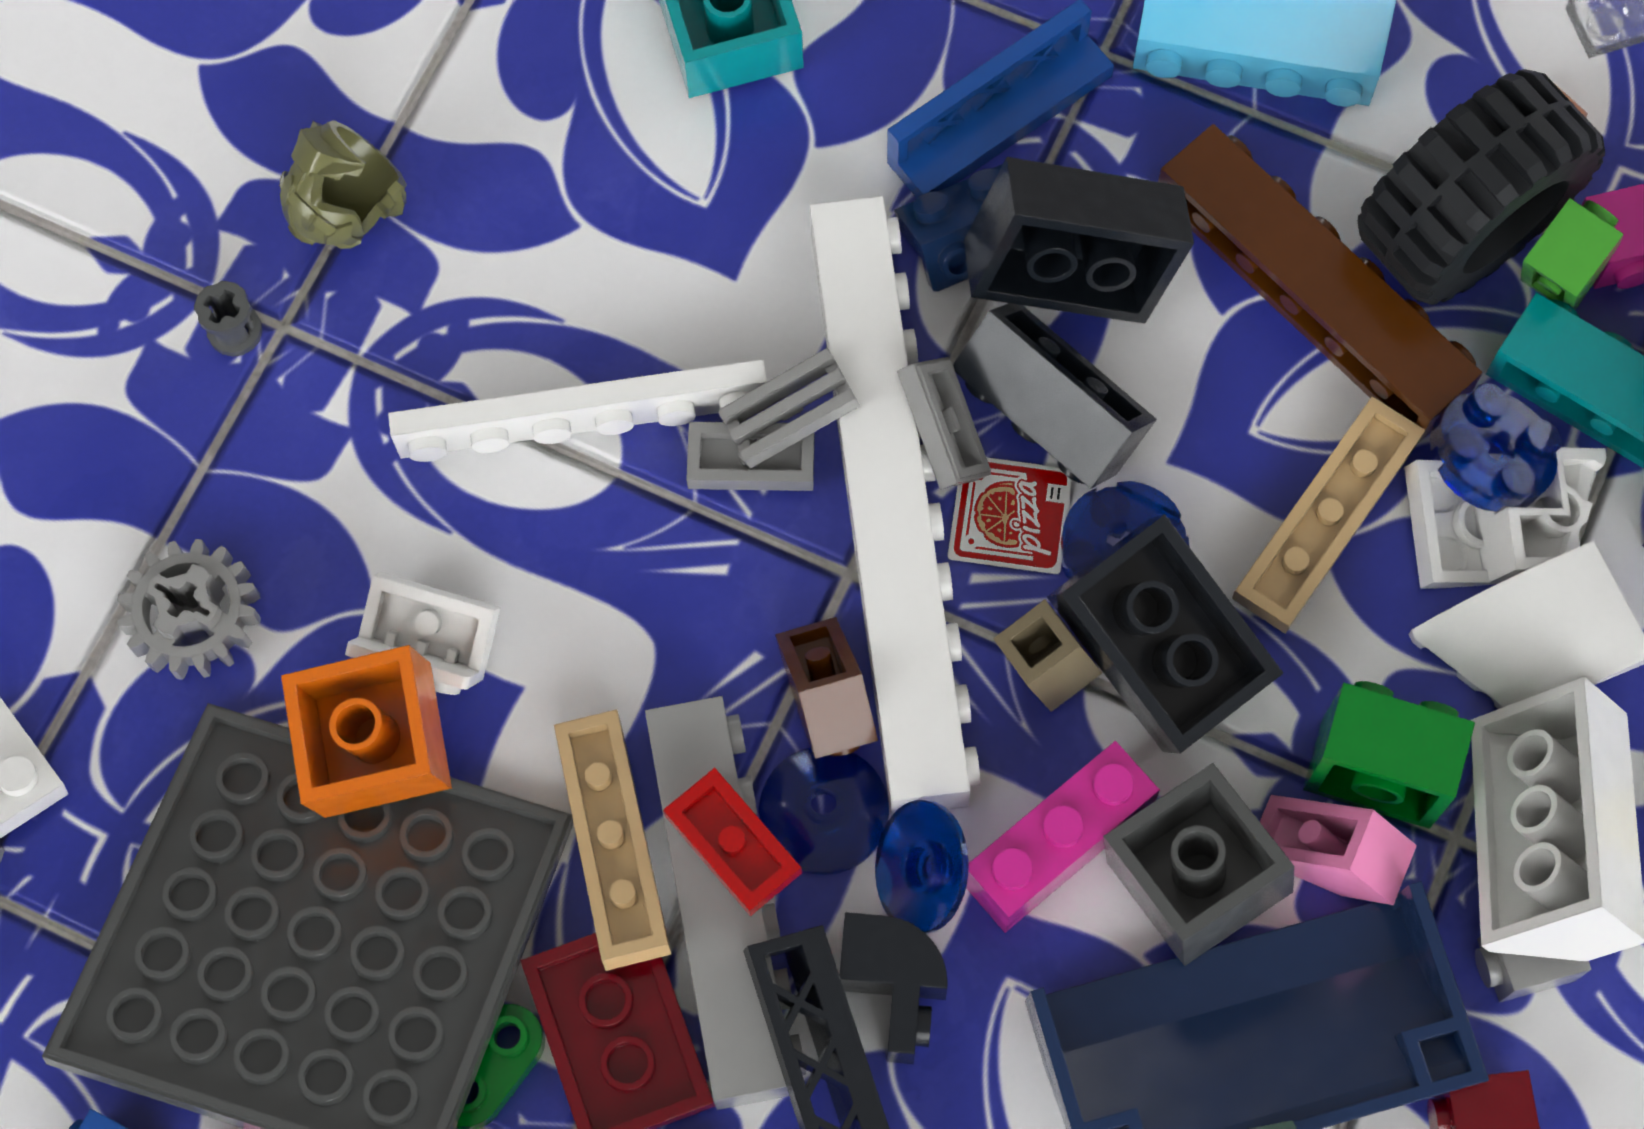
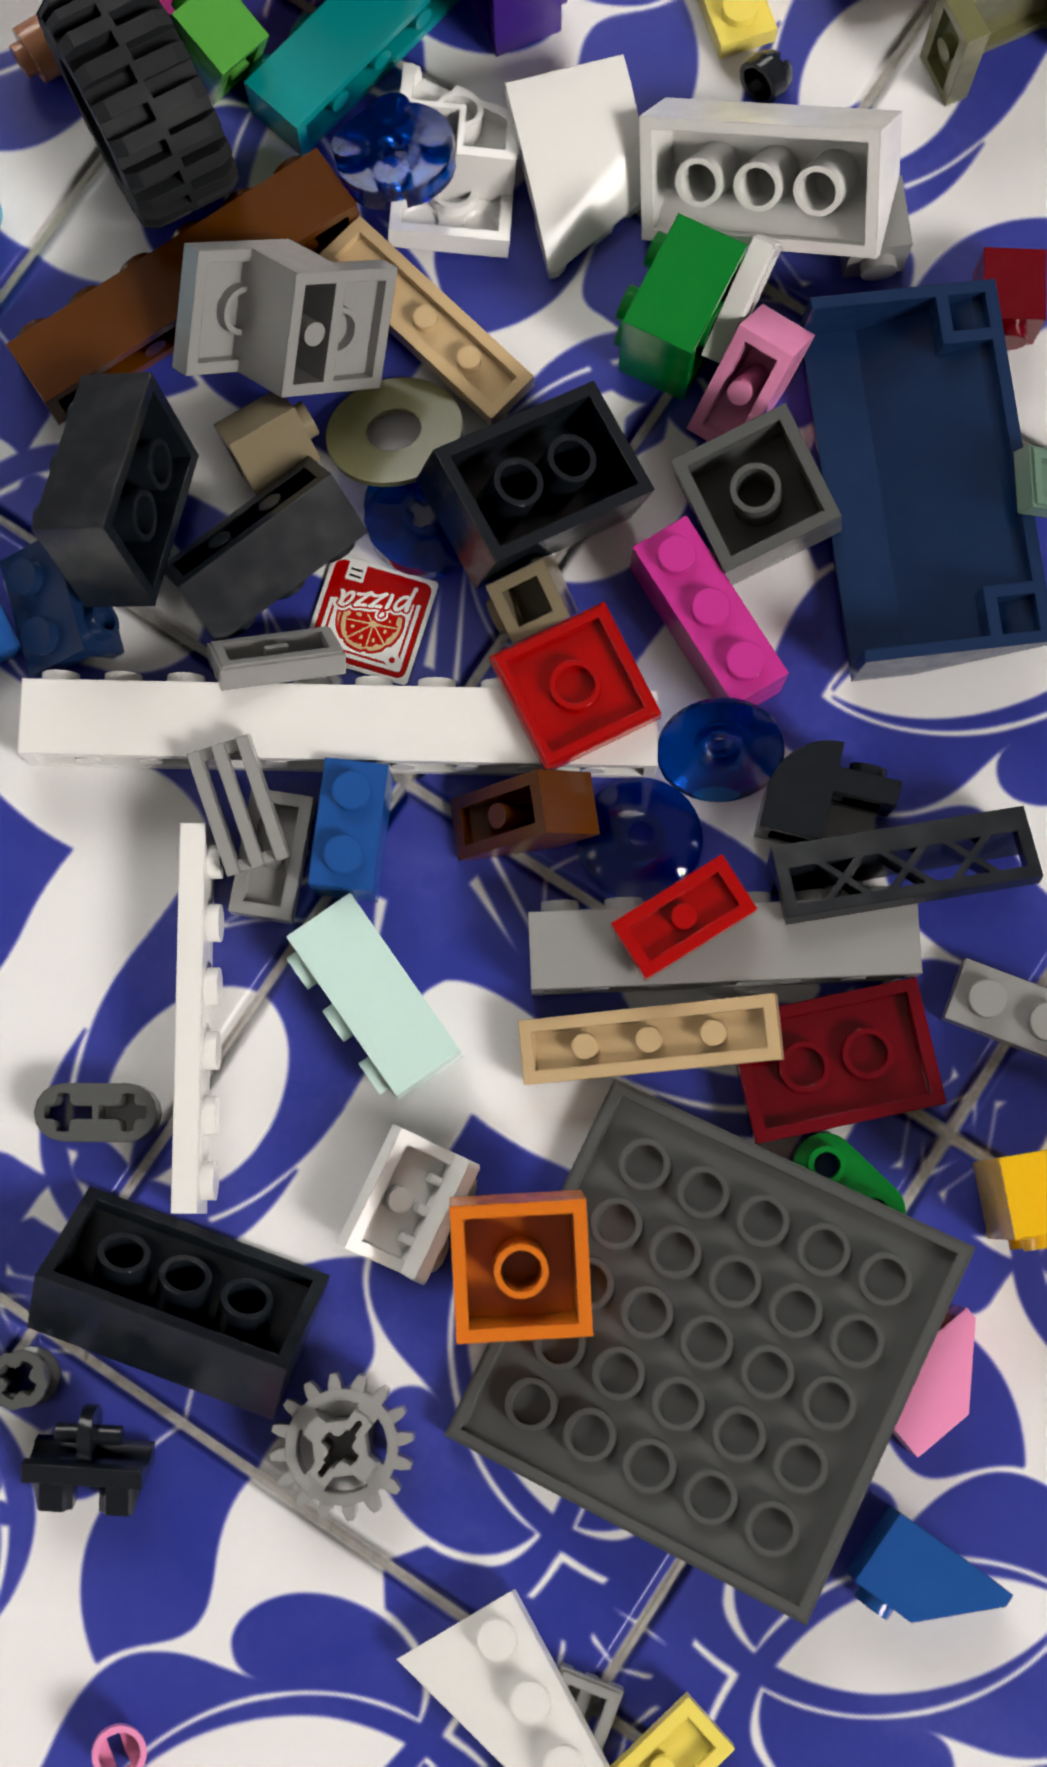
camera: 80 degrees left, 10 degrees up
(159, 386) = (88, 1457): none -> black hips
(311, 441) = (177, 1301): none -> black slope
(469, 344) = (98, 1097): none -> dark grey beam
(621, 570) = (371, 998): none -> light aqua brick
(784, 522) = (351, 829): none -> blue brick
(957, 705) = (575, 687): none -> red tile
(1168, 379) = (268, 439): none -> dark tan brick
(1246, 498) = (372, 466): none -> olive gear
(1290, 366) = (283, 316): none -> light grey bracket
(1424, 819) = (743, 294): none -> white tile

